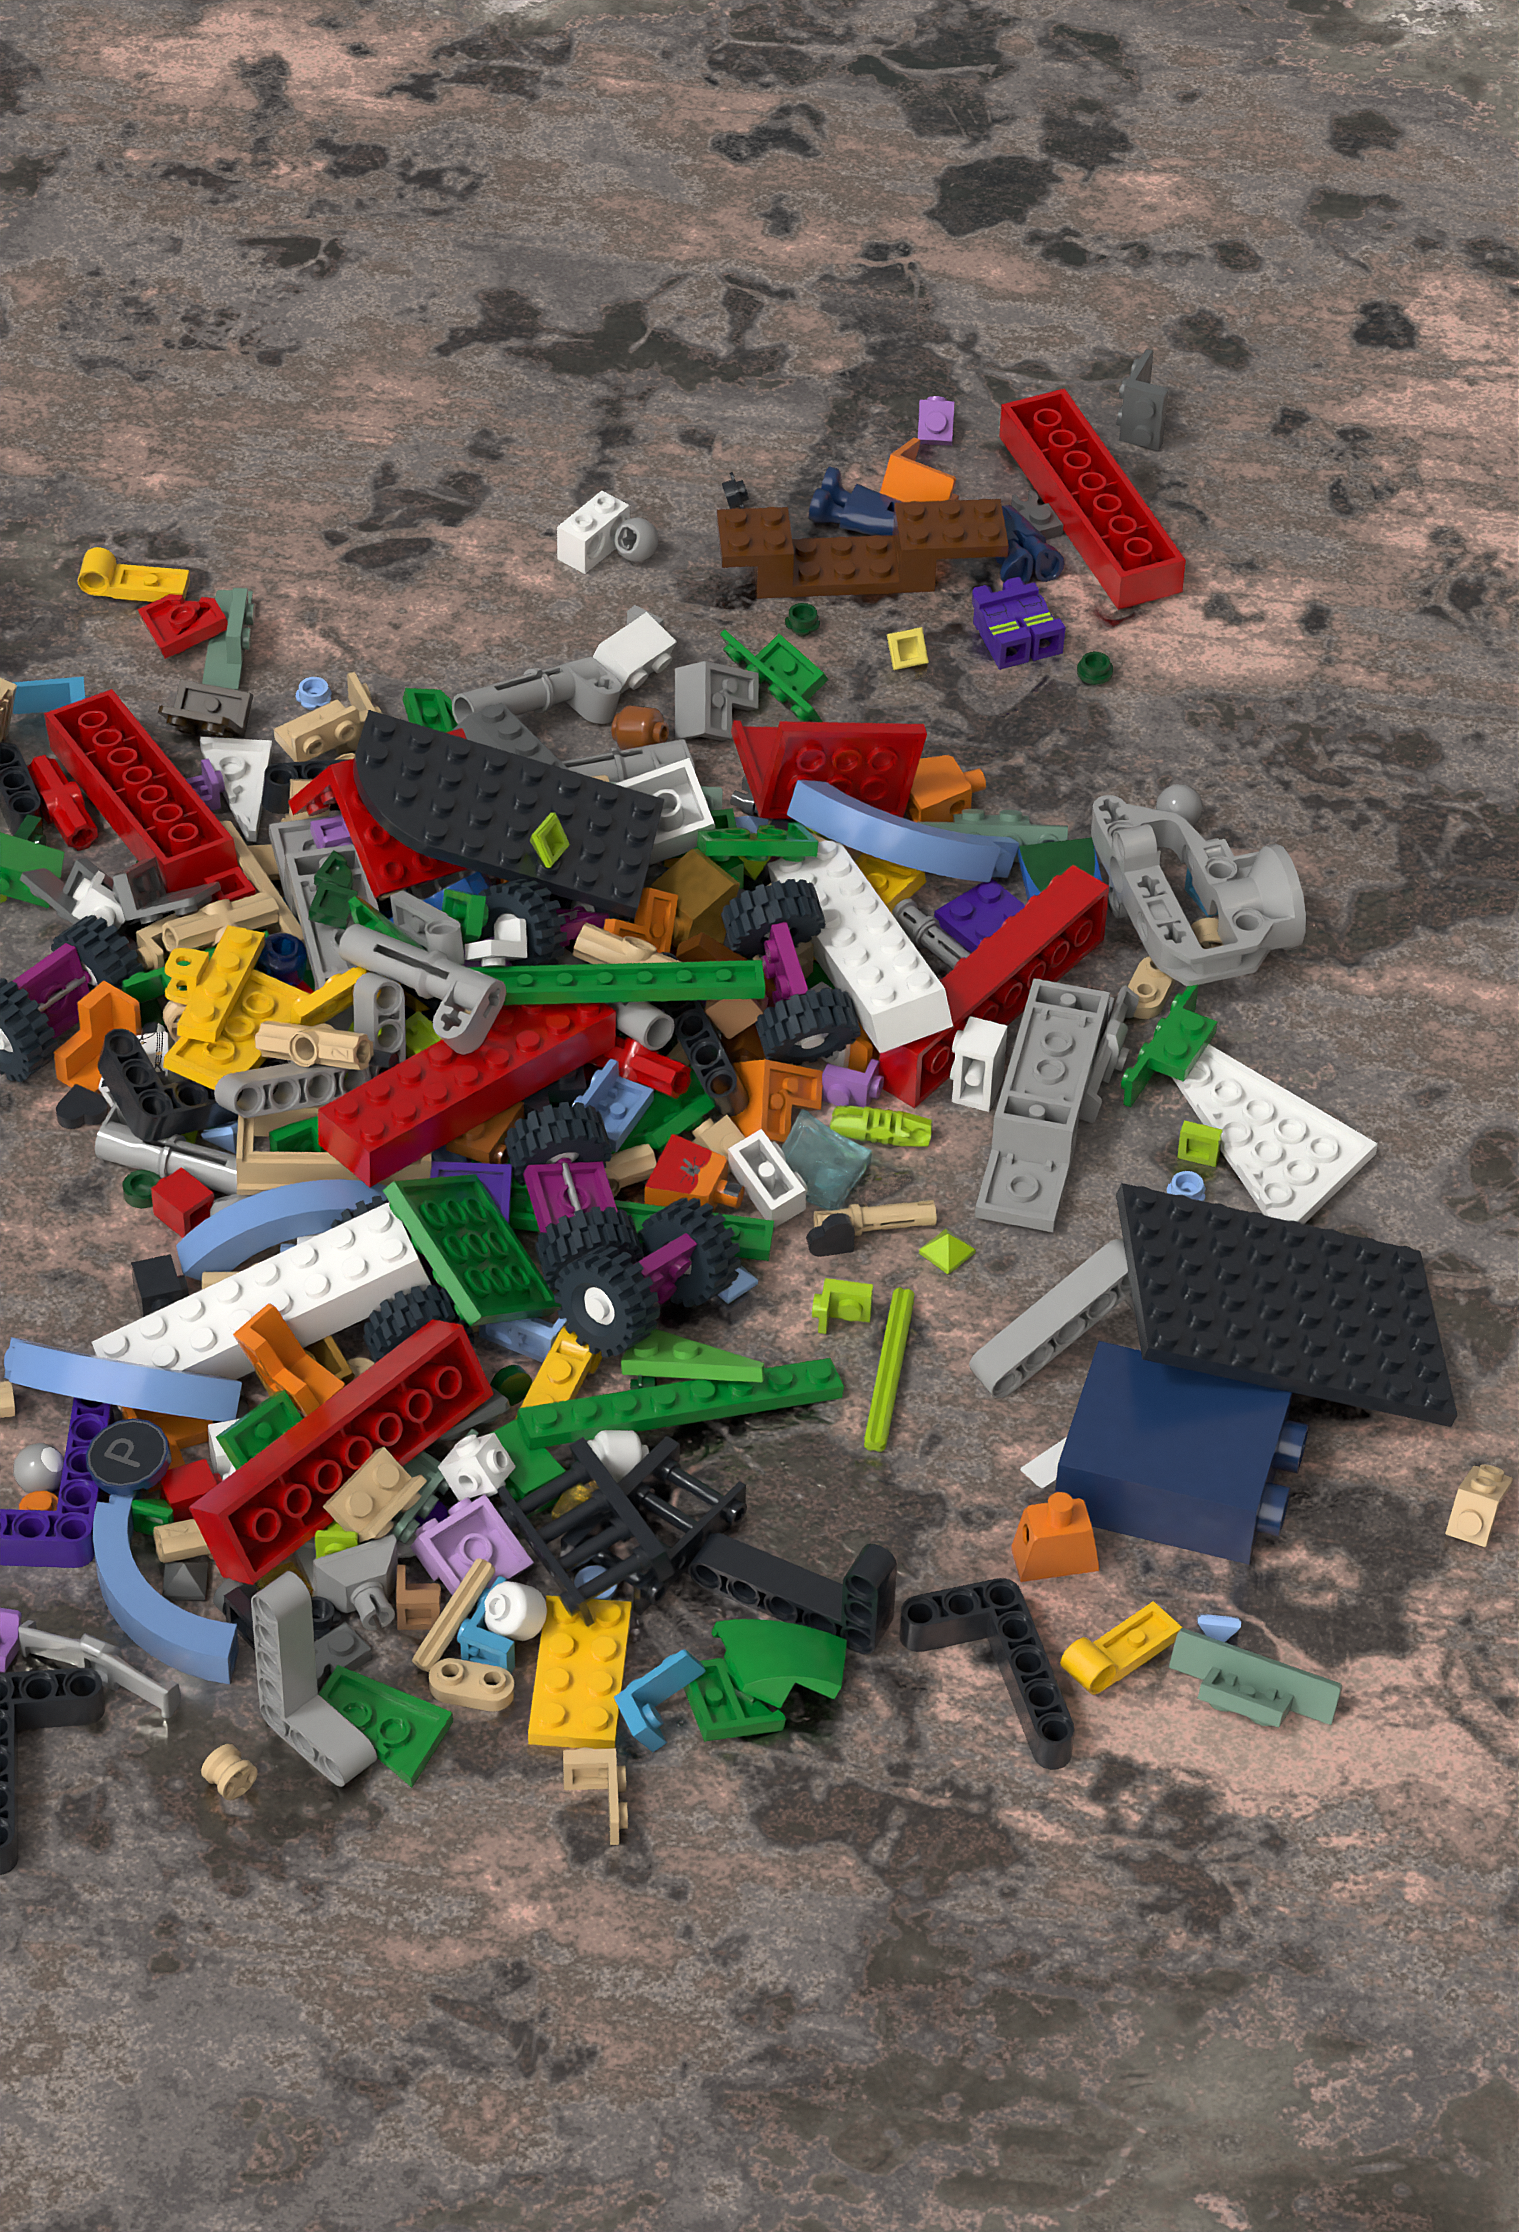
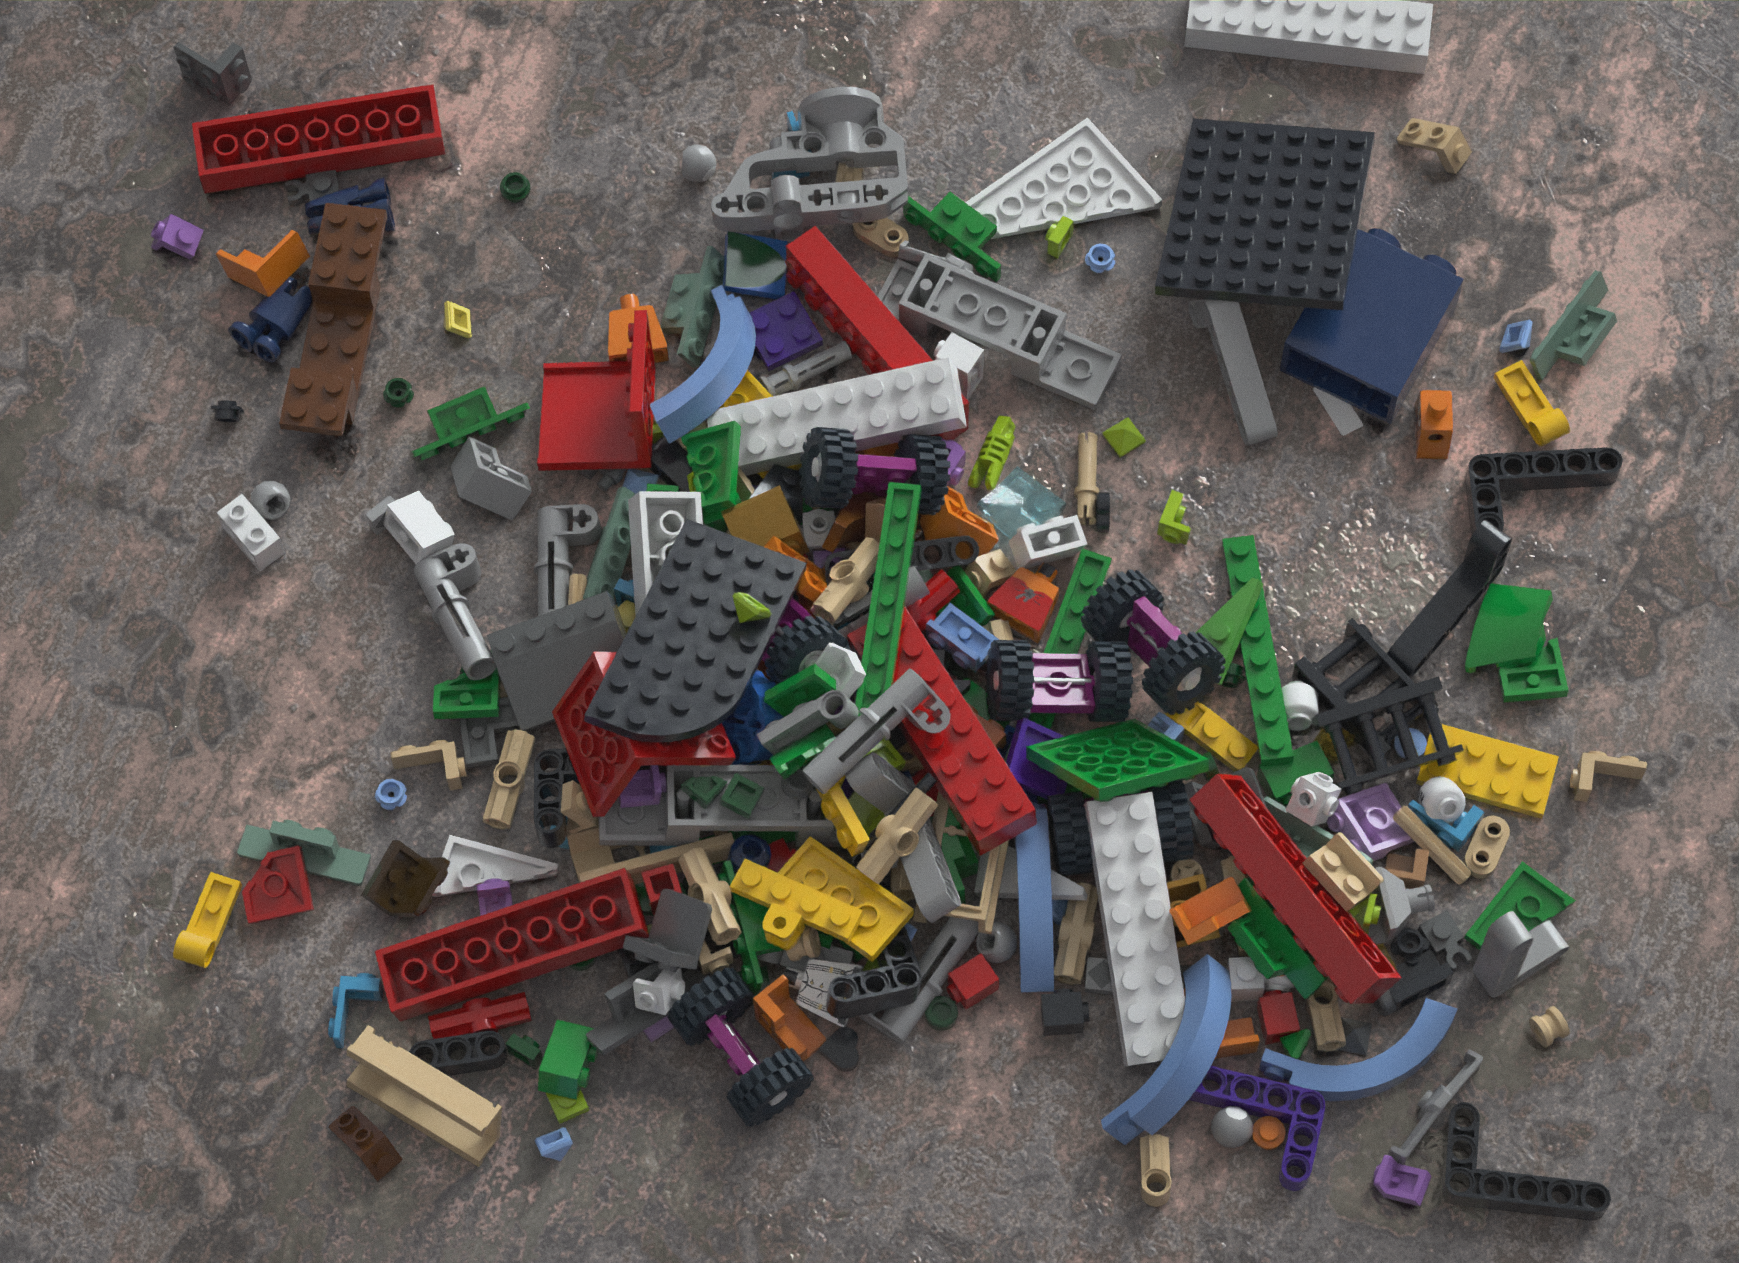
camera: 75 degrees left, 20 degrees up
(128, 1456) = (1258, 1051): black tile -> none
(319, 731) = (466, 790): tan bracket -> none
(639, 727) = (507, 542): dark orange head -> none
(645, 1693) = (1547, 731): dark azure bracket -> none
(889, 1370) = (1237, 501): lime axle -> none
(1017, 620) = (450, 231): dark purple hips -> none

